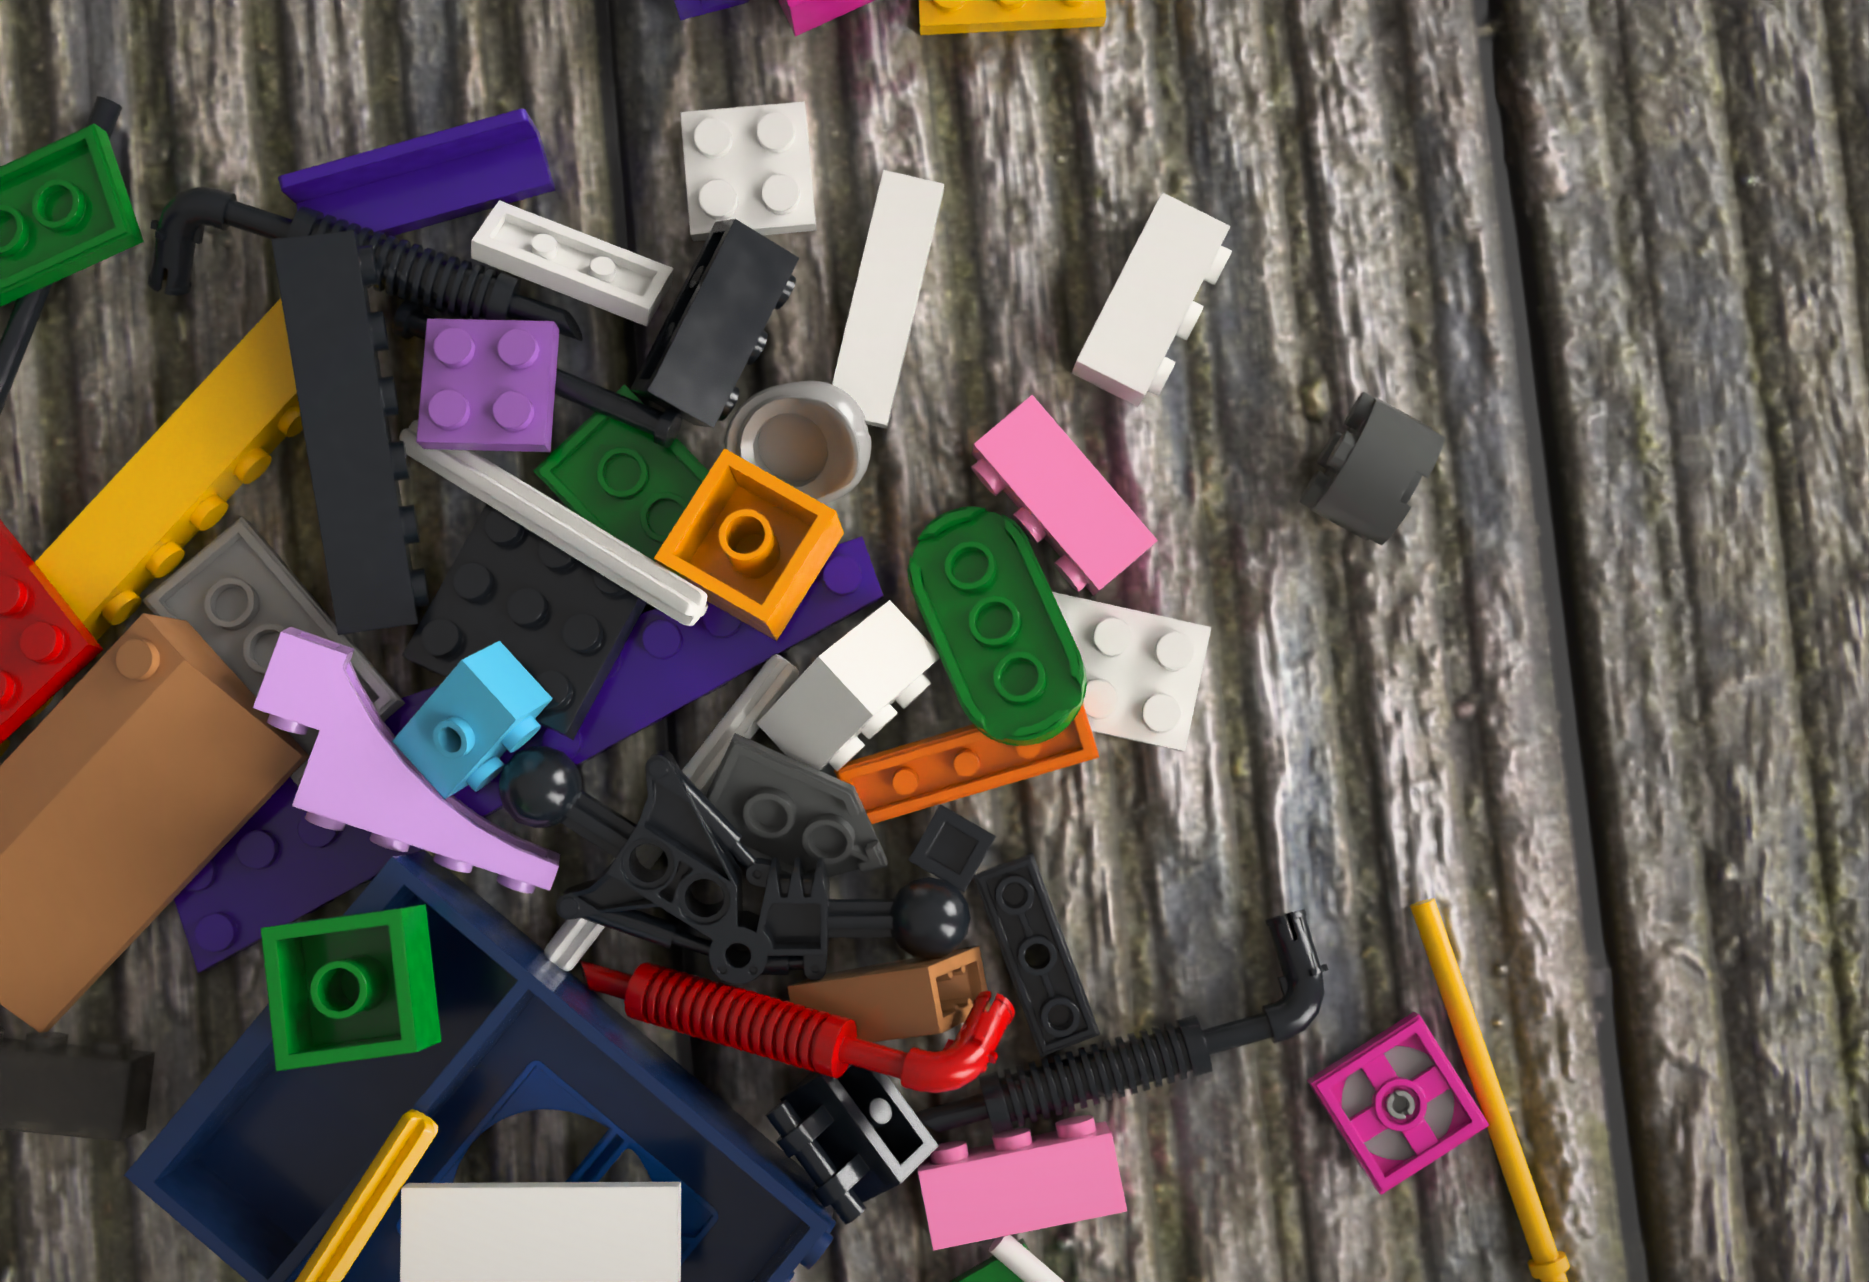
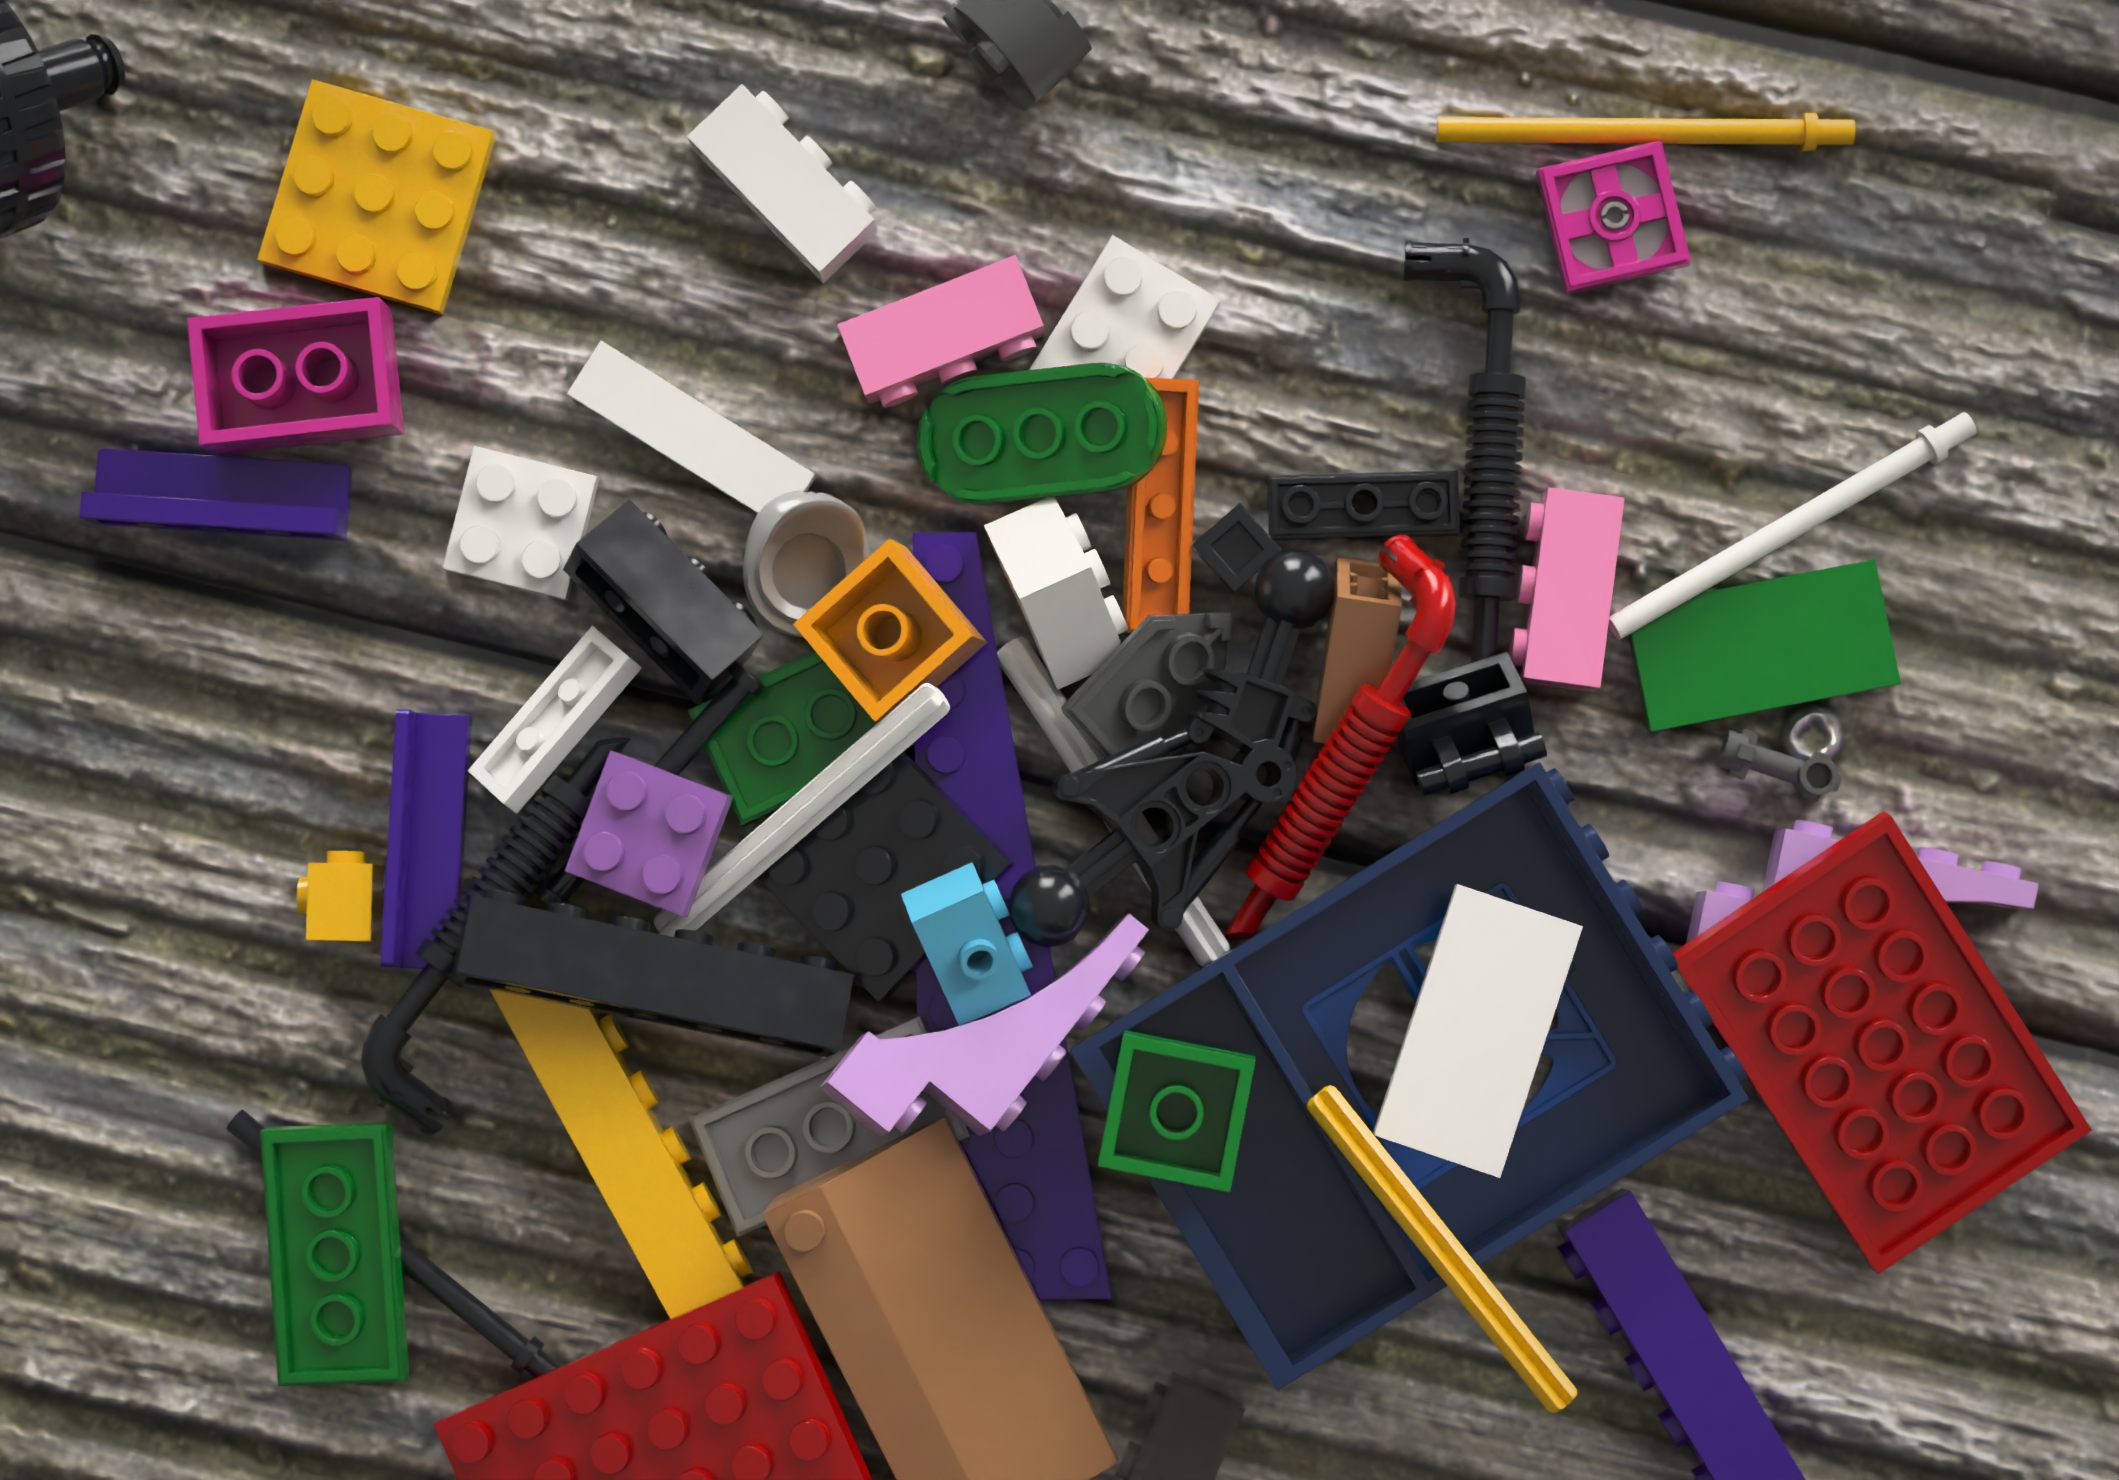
camera: 65 degrees left, 0 degrees up
(336, 122) = (342, 898): none -> yellow brick

